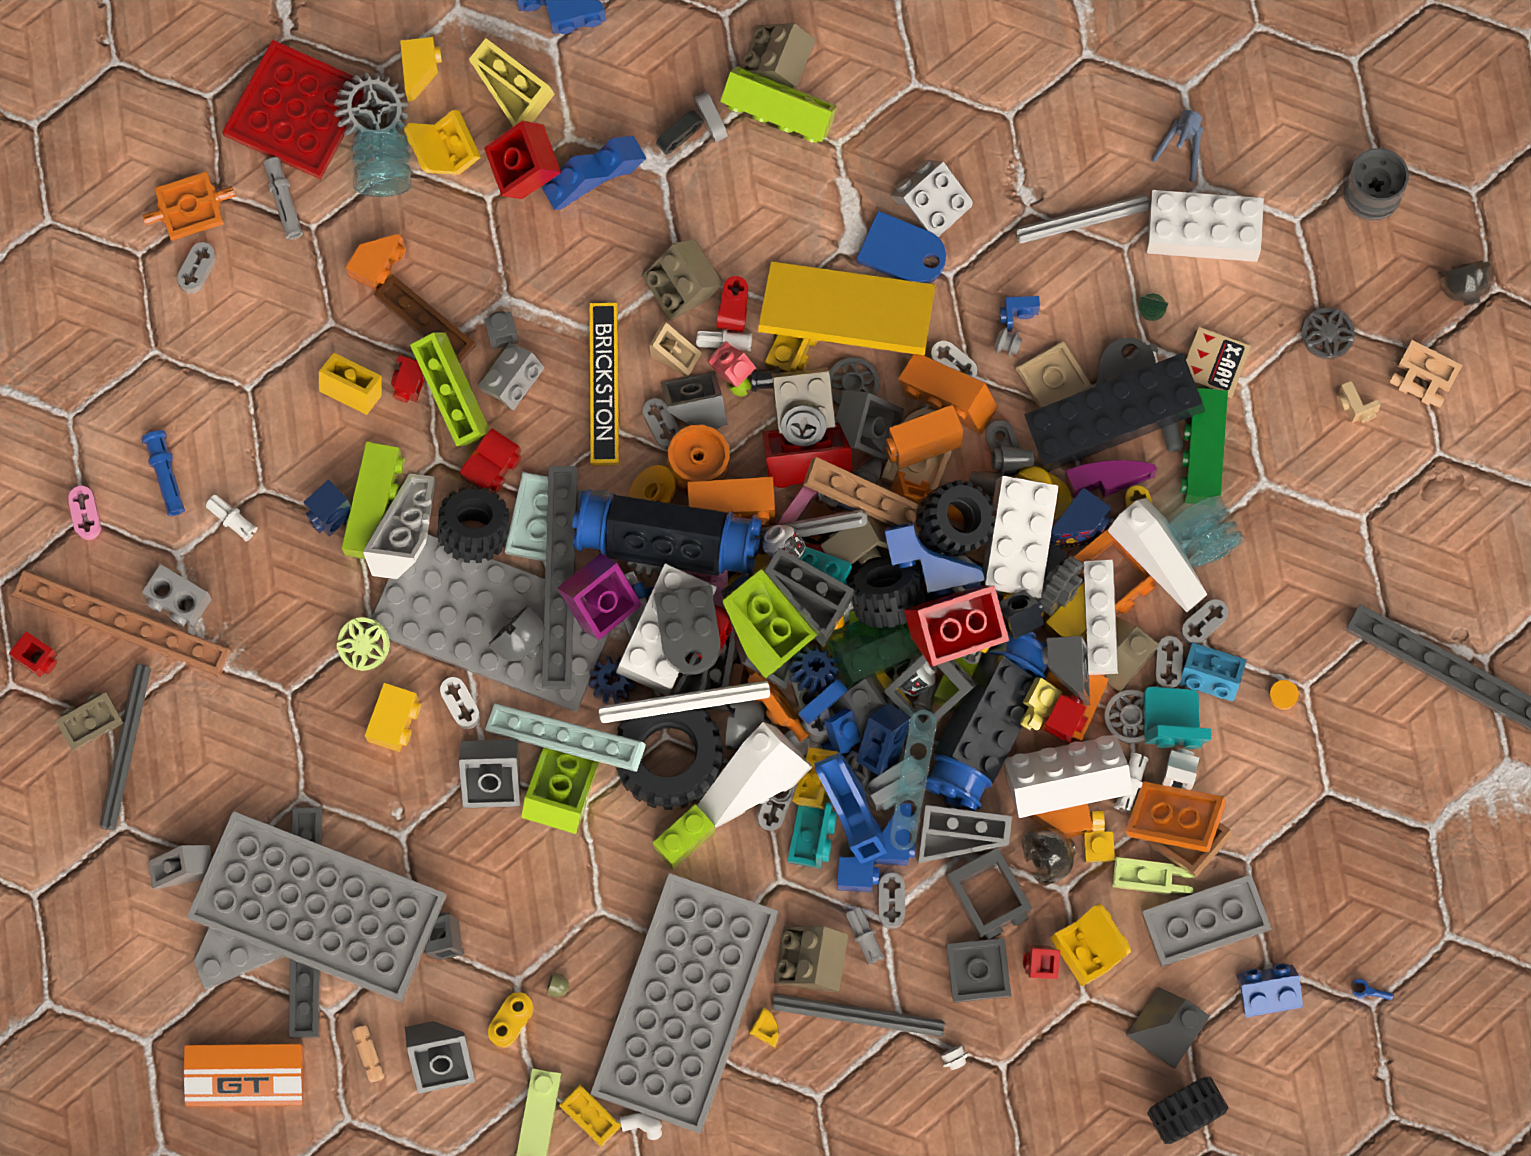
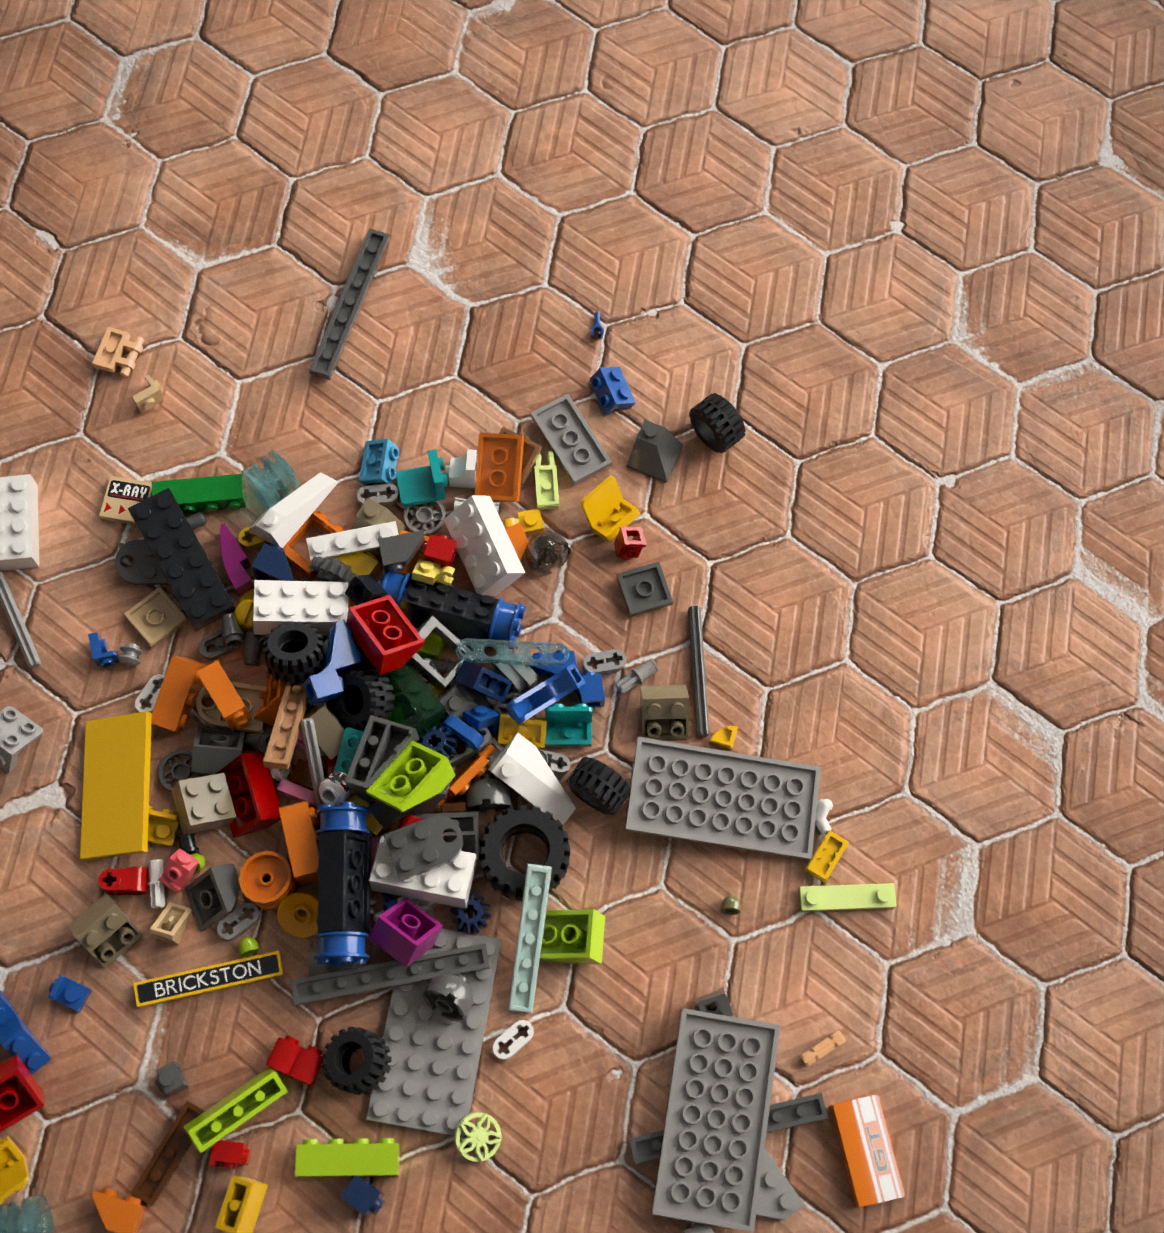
camera: 110 degrees left, 5 degrees down
(393, 717) = (538, 1094): yellow brick -> none
(402, 529) = (372, 1120): white wedge -> none
(438, 1056) = (811, 988): dark grey slope -> none
(490, 773) = (568, 998): dark grey slope -> none
(510, 1019) = (766, 938): yellow plate -> none
(511, 375) = (212, 1061): light grey bracket -> none
(529, 520) = (339, 1014): light aqua tile -> none
(621, 235) = (69, 993): none -> blue bracket
(631, 430) = (248, 946): none -> lime hinge
(684, 701) = (485, 840): white axle -> none
(684, 837) = (590, 827): lime brick -> none
(728, 852) = (598, 785): none -> black tyre
(811, 433) = (232, 788): gear -> none
(900, 249) = (57, 756): blue tile -> none
(954, 1057) = (714, 595): white plate -> none
(960, 832) = (543, 616): light grey wedge -> none
(974, 869) = (569, 606): dark grey window -> none
(1152, 307) = (85, 552): clear green plate -> none
(1200, 618) = (343, 472): light grey beam -> none
(1283, 694) = (387, 413): light orange tile -> none
(1328, 333) = (92, 424): flat silver wheel -> none
(1467, 281) = (38, 331): clear smoke cylinder -> none

